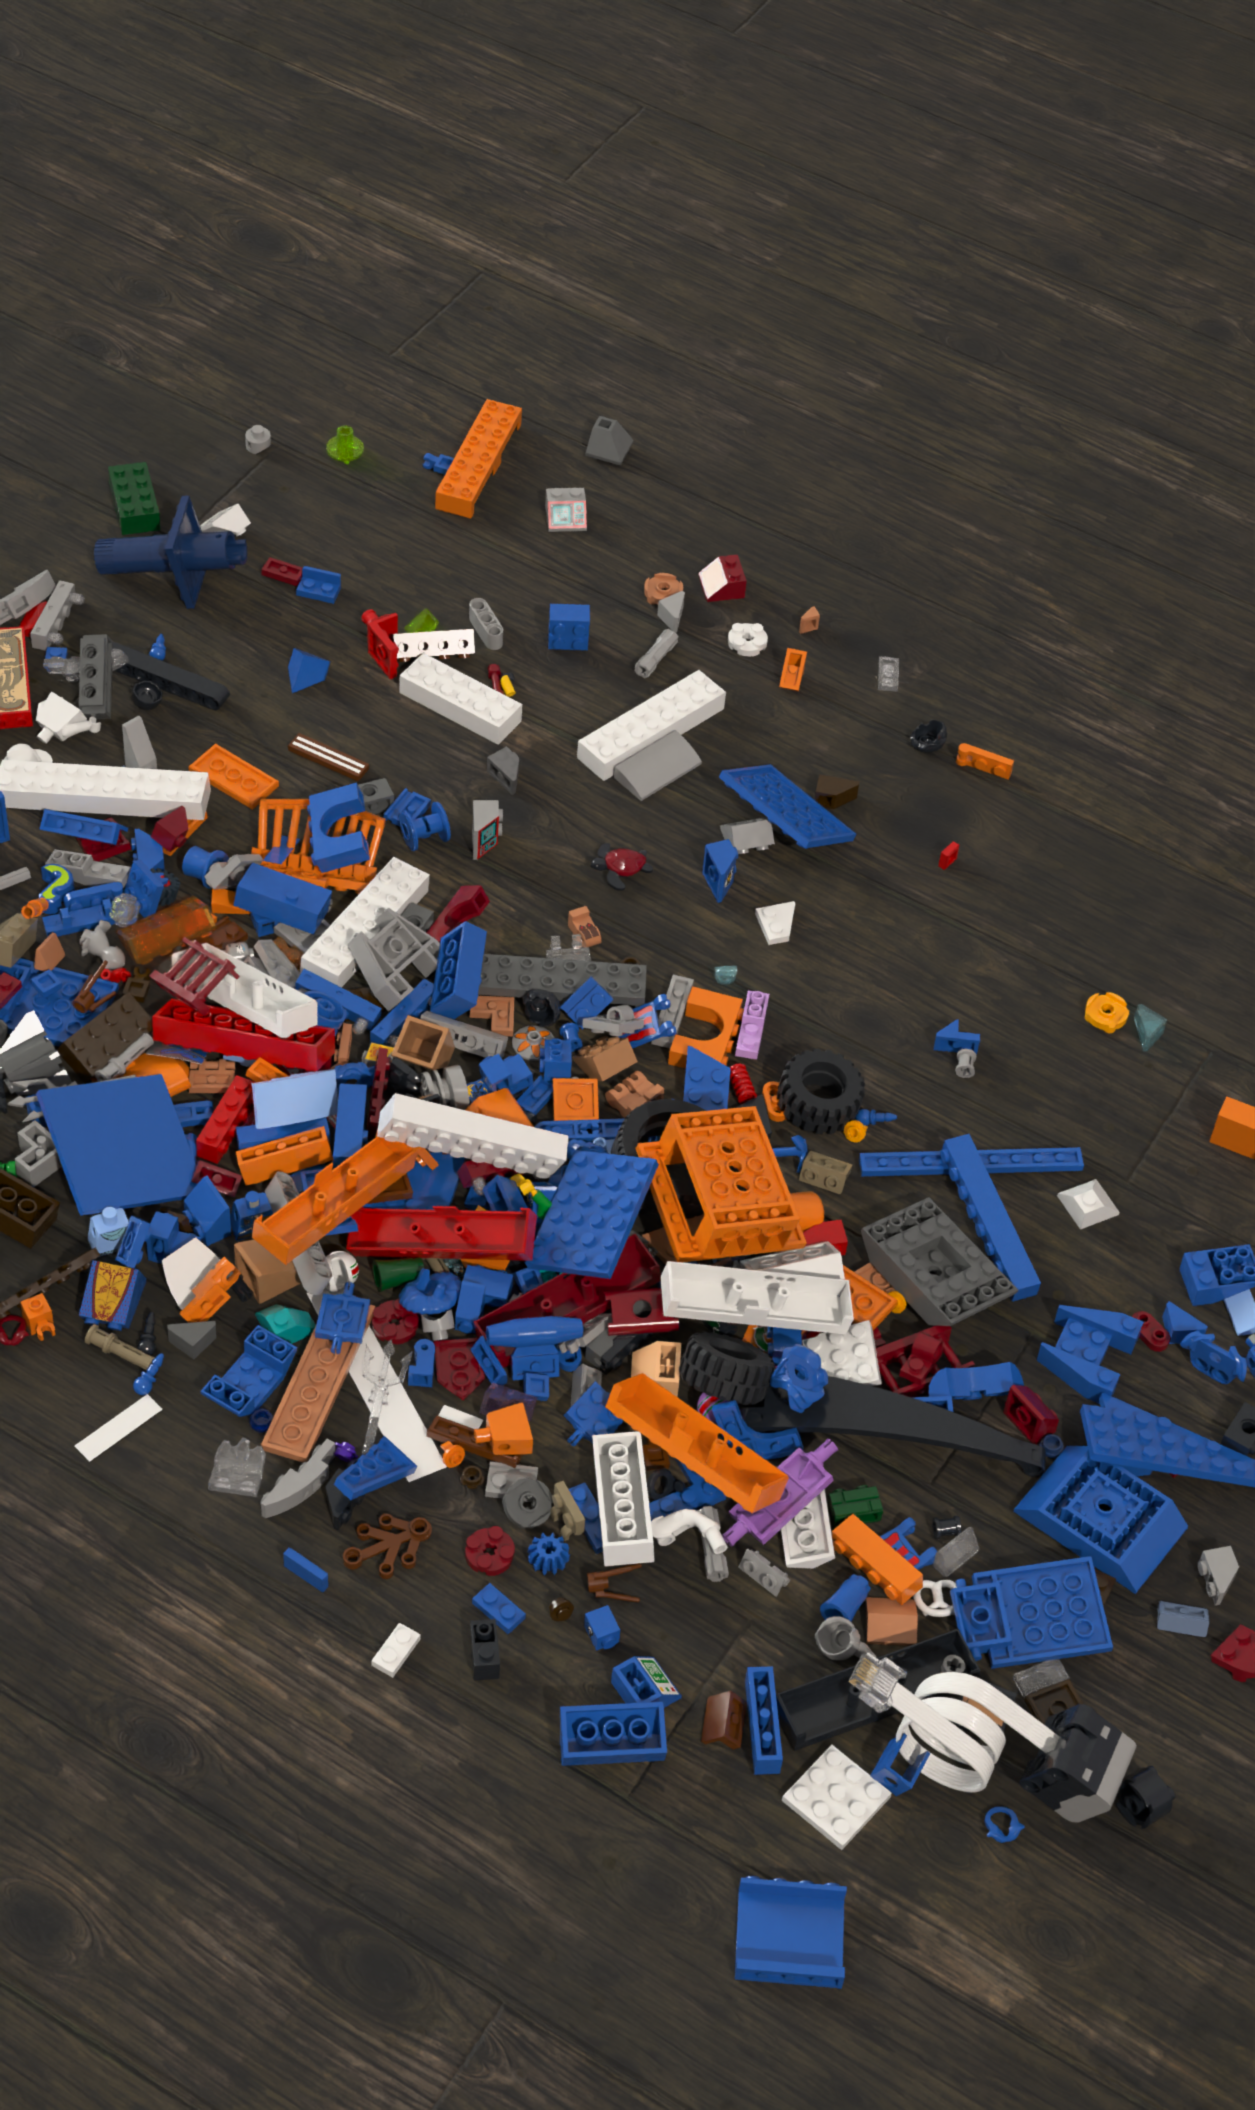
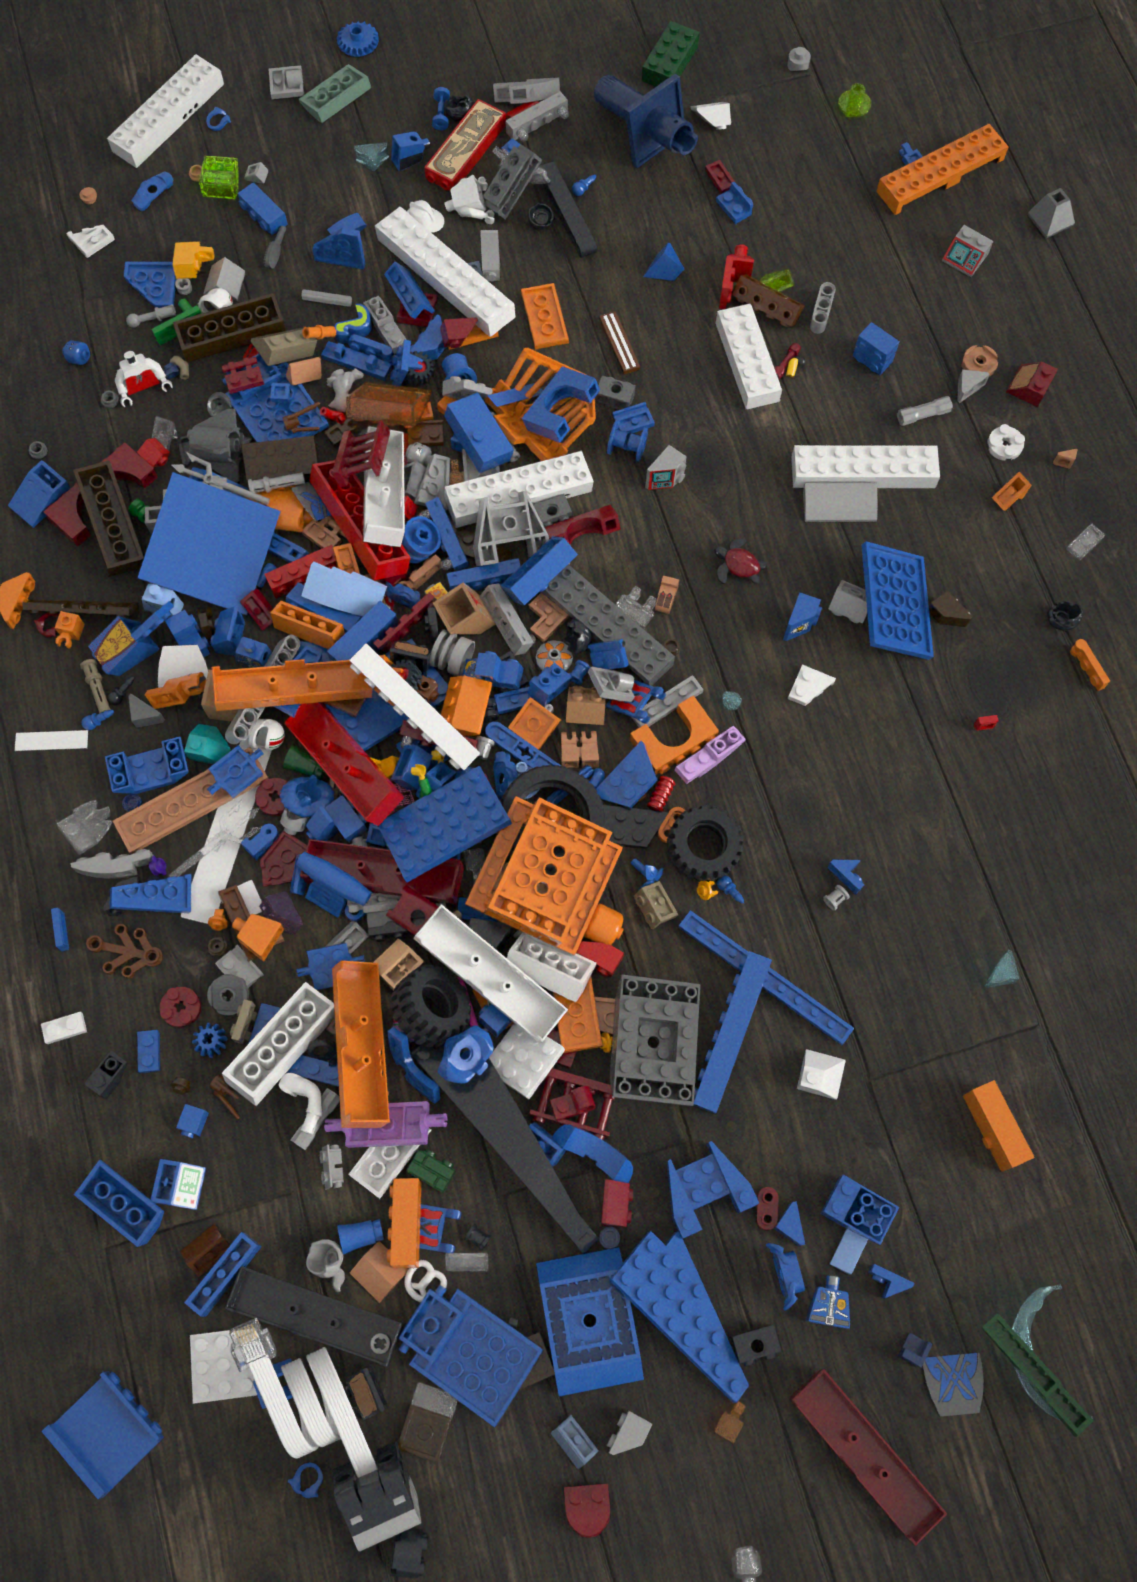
camera: 45 degrees right, 20 degrees up
(125, 910) = (376, 371): clear head -> none
(504, 768) = (729, 432): flat silver slope -> none
(536, 1386) = (313, 914): blue plate -> none
(1102, 1020) = (979, 944): light orange plate -> none

